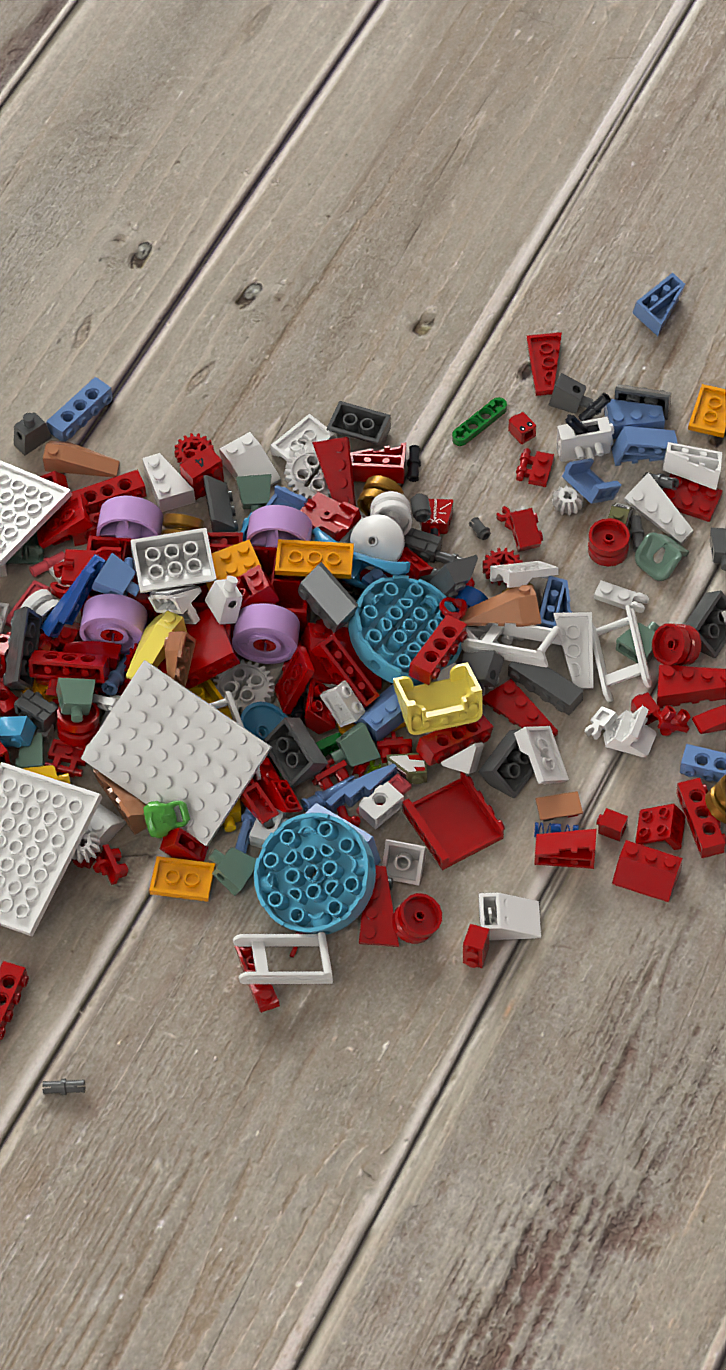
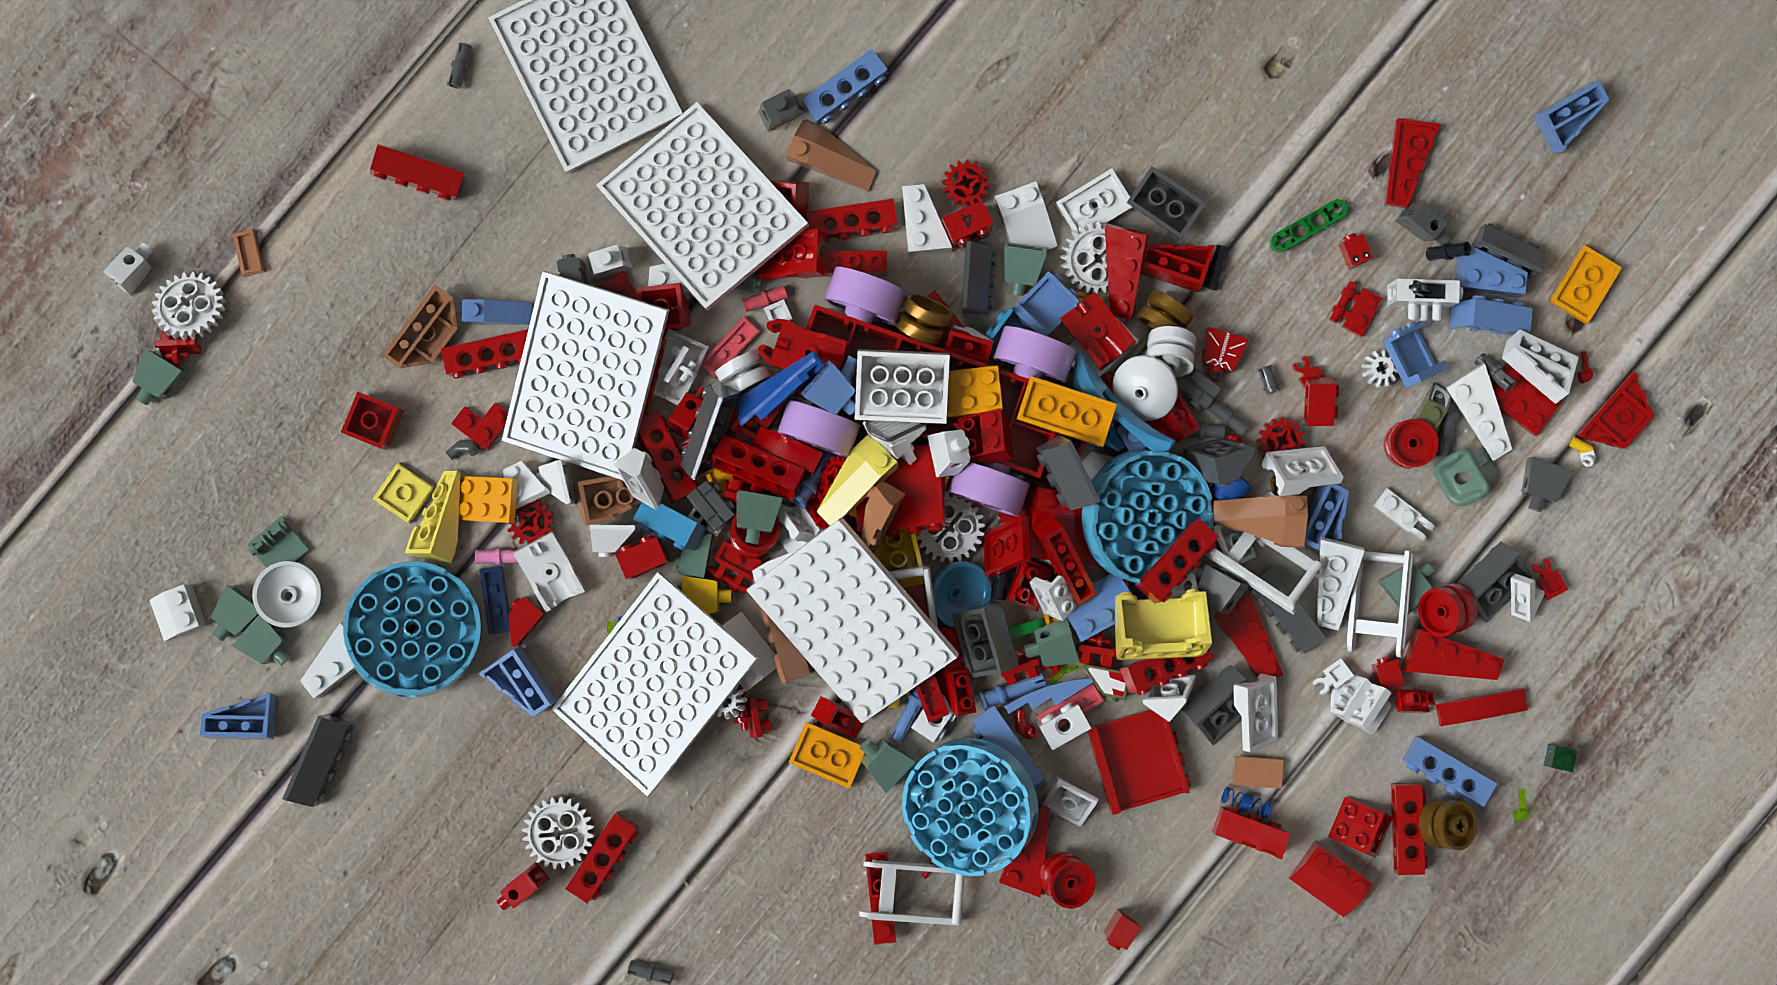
camera: 15 degrees right, 30 degrees up
(162, 818) = (820, 689): bright green piece -> none
(420, 507) = (1208, 346): dark grey brick -> none
(459, 603) = (1220, 499): red piece -> none
(509, 916) = (1166, 898): white slope -> none
(612, 824) = (1309, 811): red brick -> none

